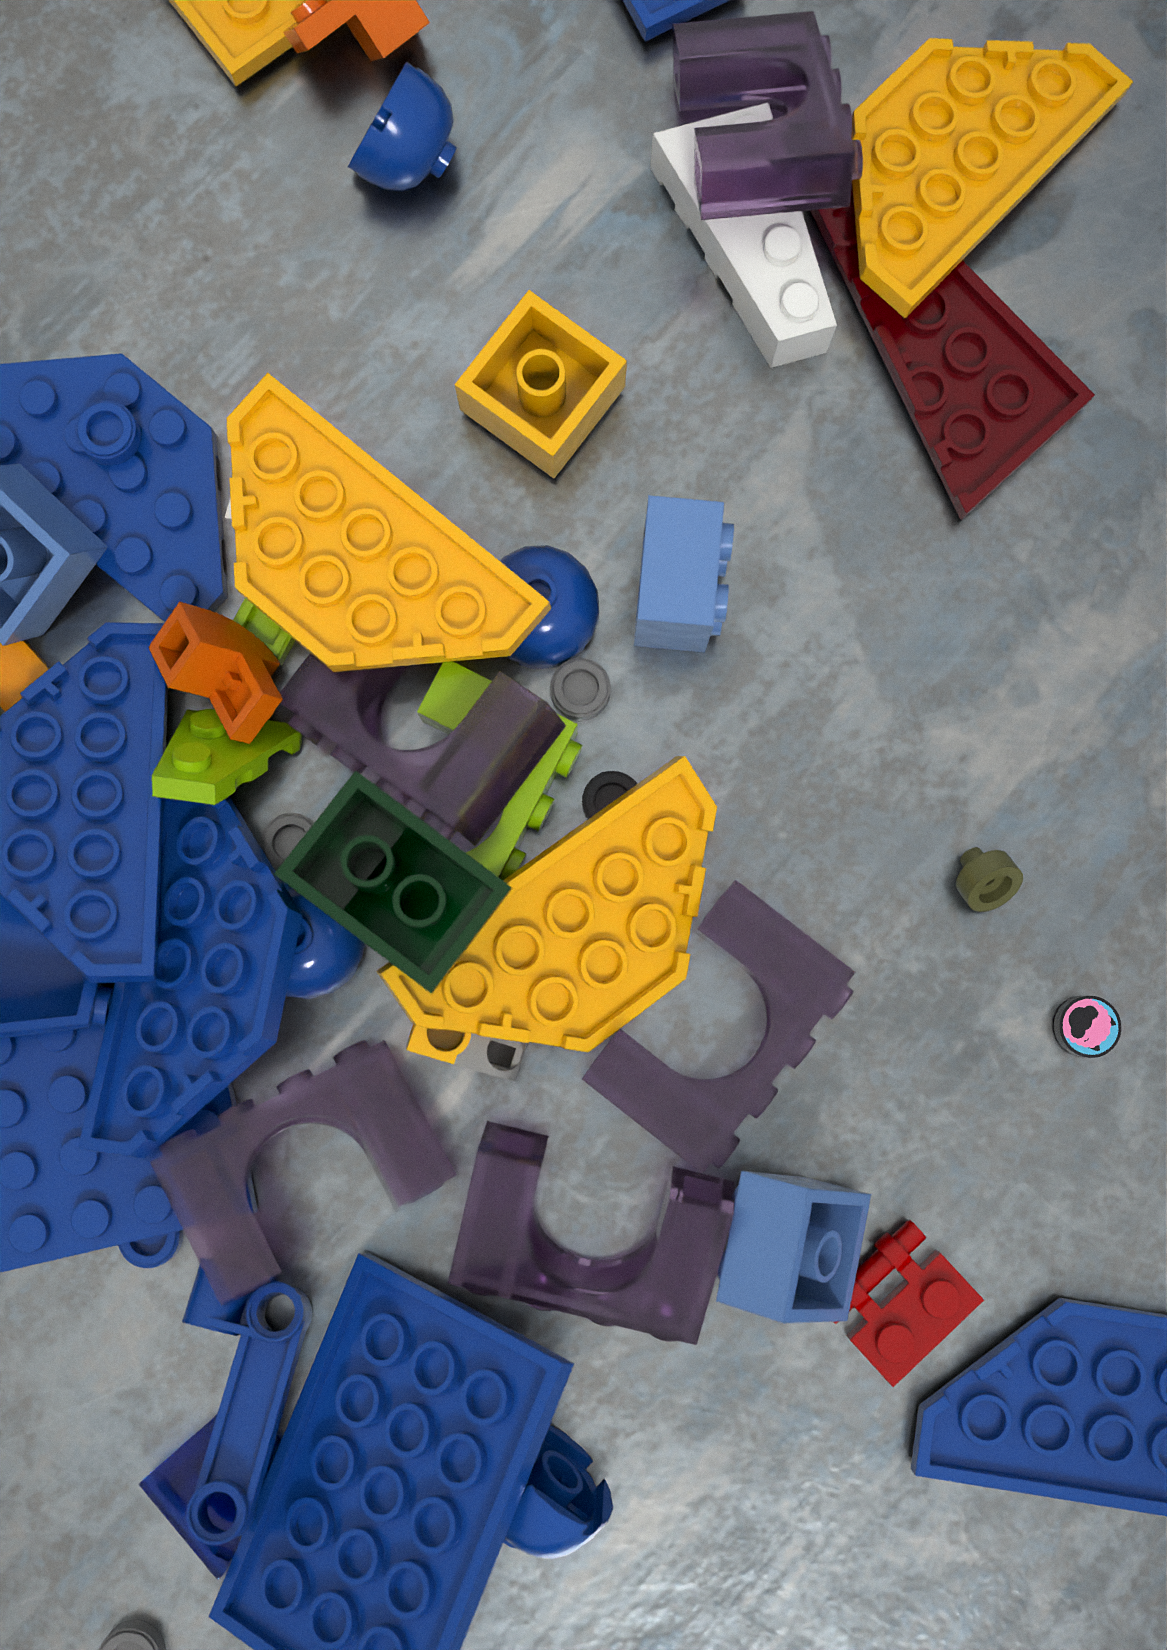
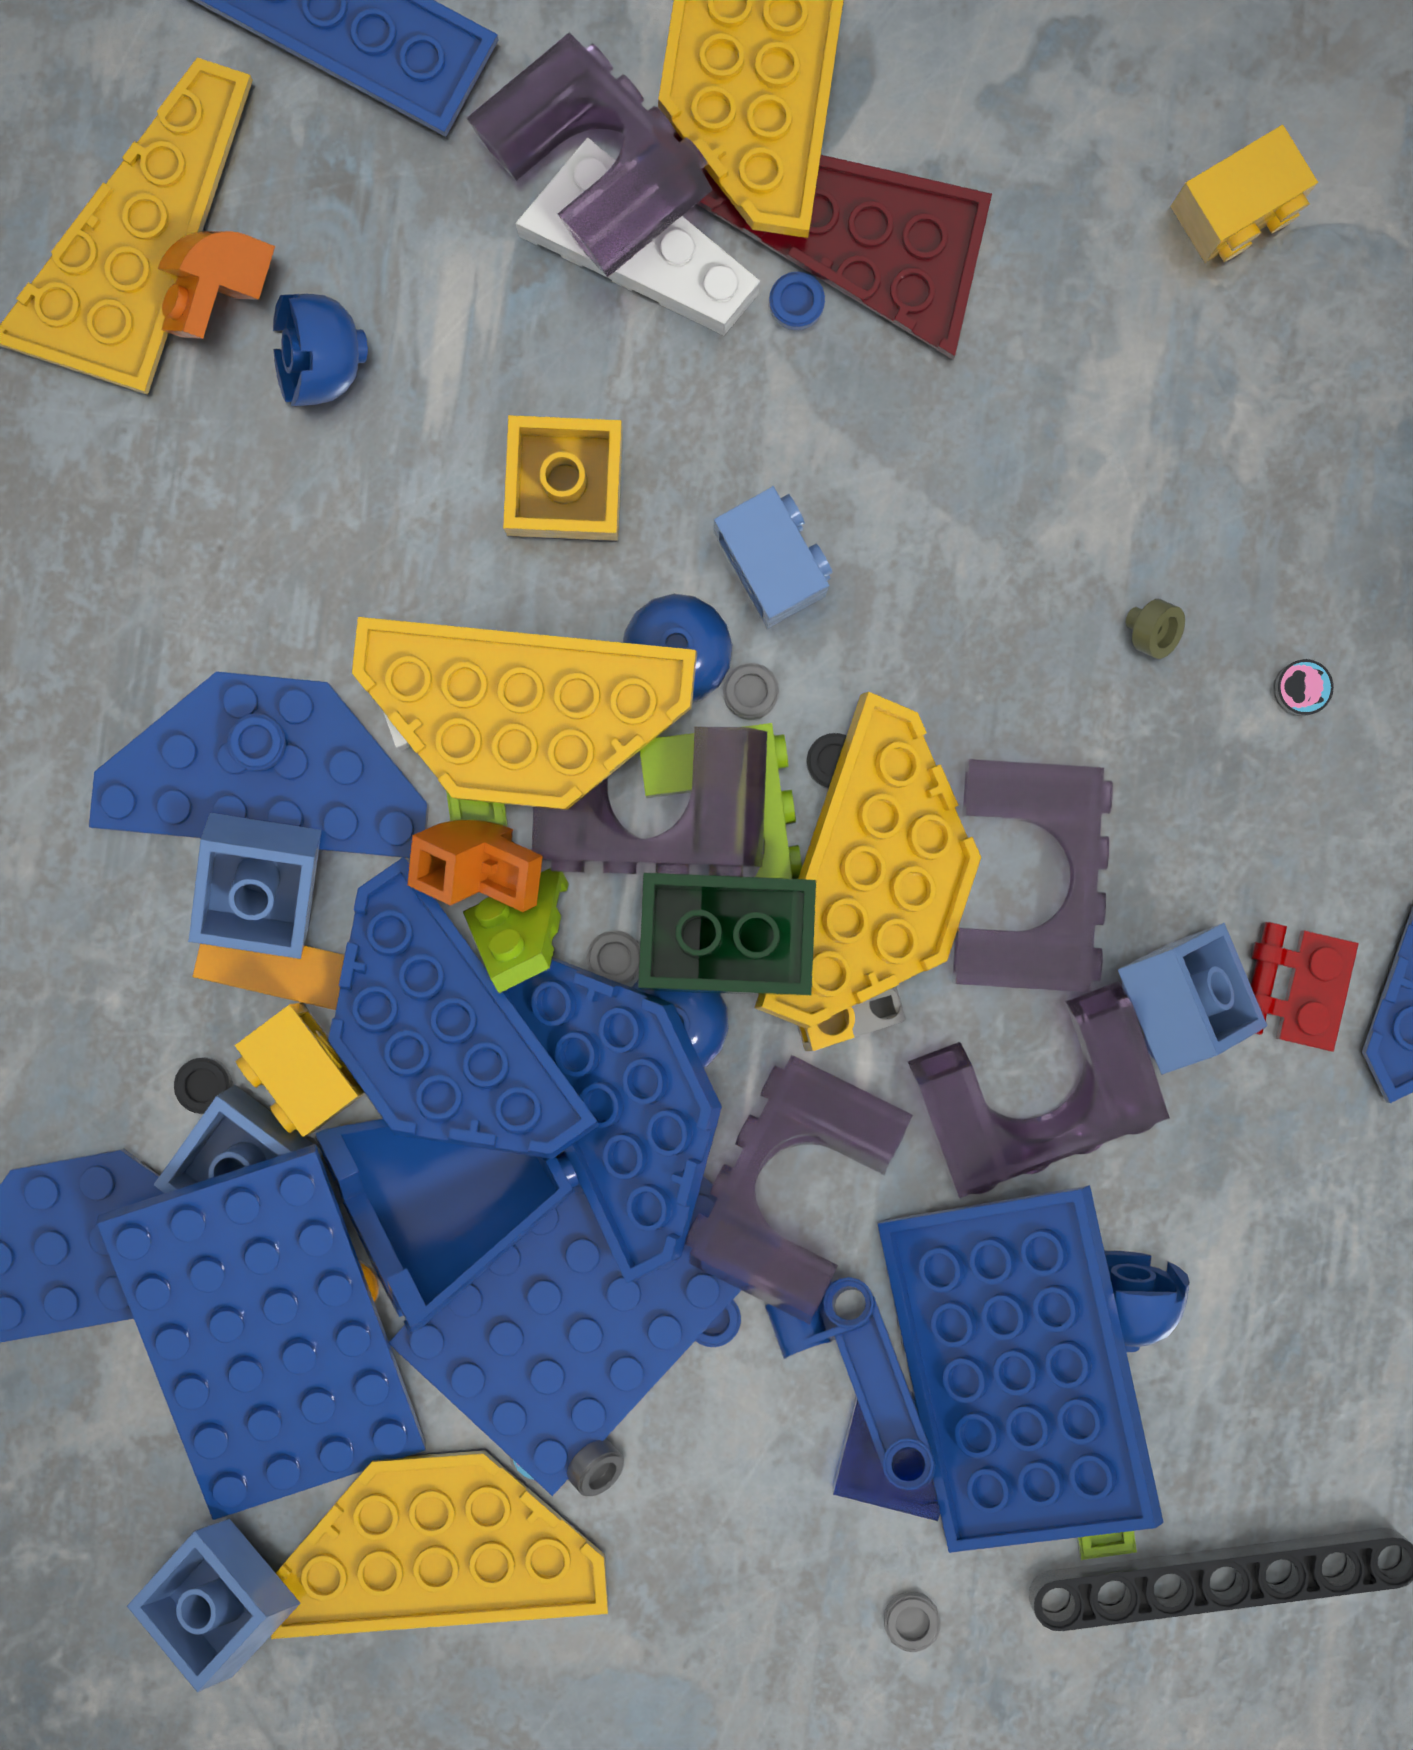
camera: 35 degrees left, 5 degrees up
(855, 378) = (797, 300): none -> blue tile

